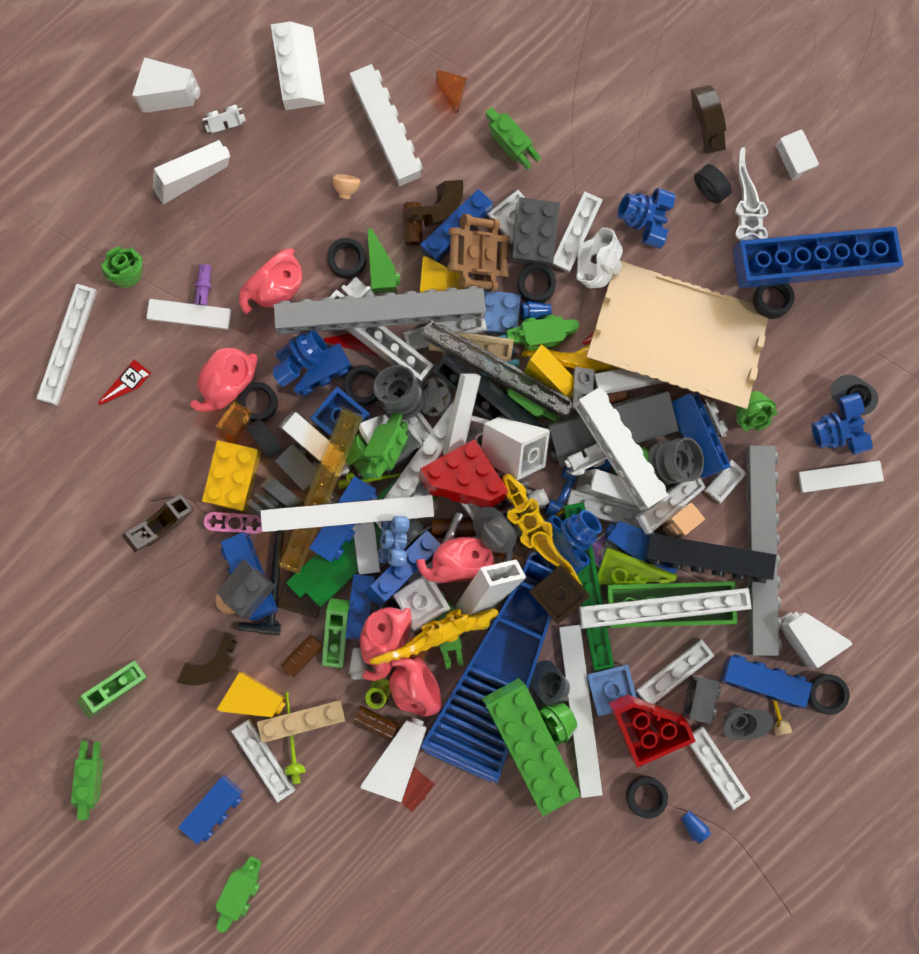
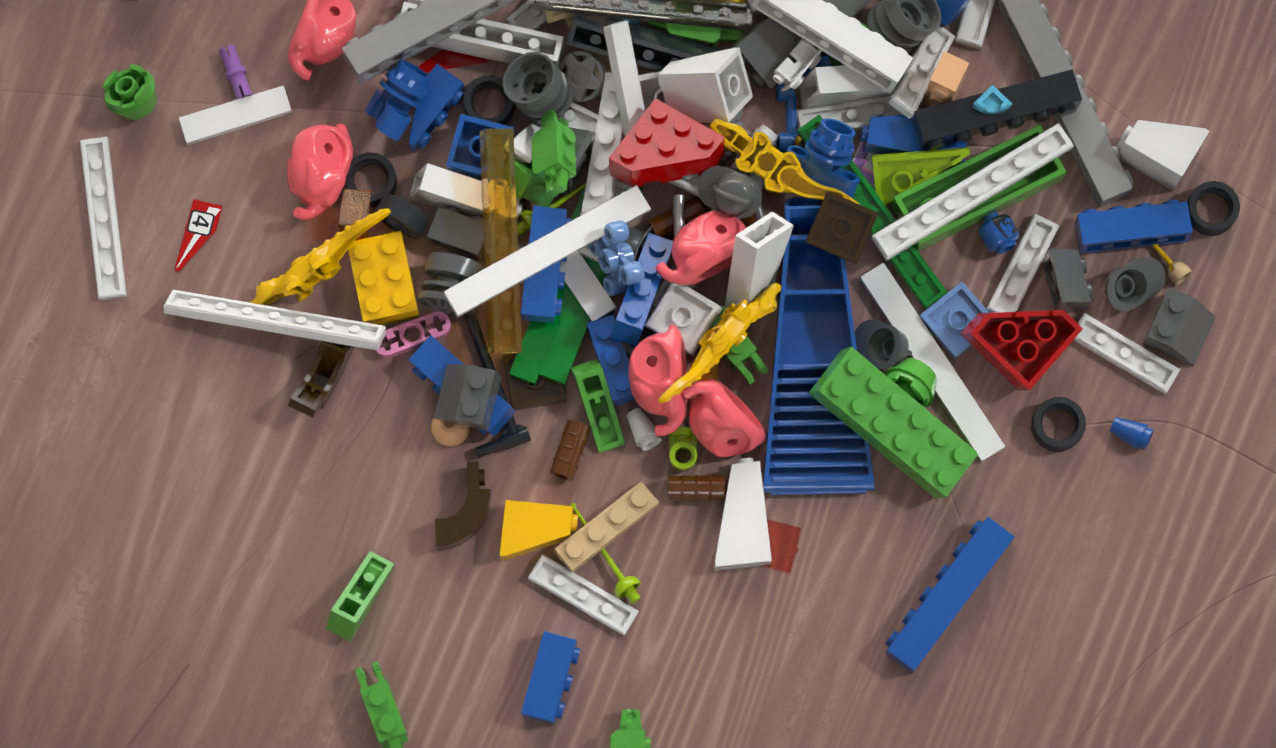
camera: 20 degrees left, 5 degrees down
(144, 471) = (275, 319): none -> white tile
(187, 446) = (315, 266): none -> yellow animal
(513, 882) = (949, 595): none -> blue brick
(669, 642) = (998, 233): none -> blue head
(708, 552) = (992, 102): none -> medium azure tile
(763, 767) = (1179, 327): none -> dark grey slope

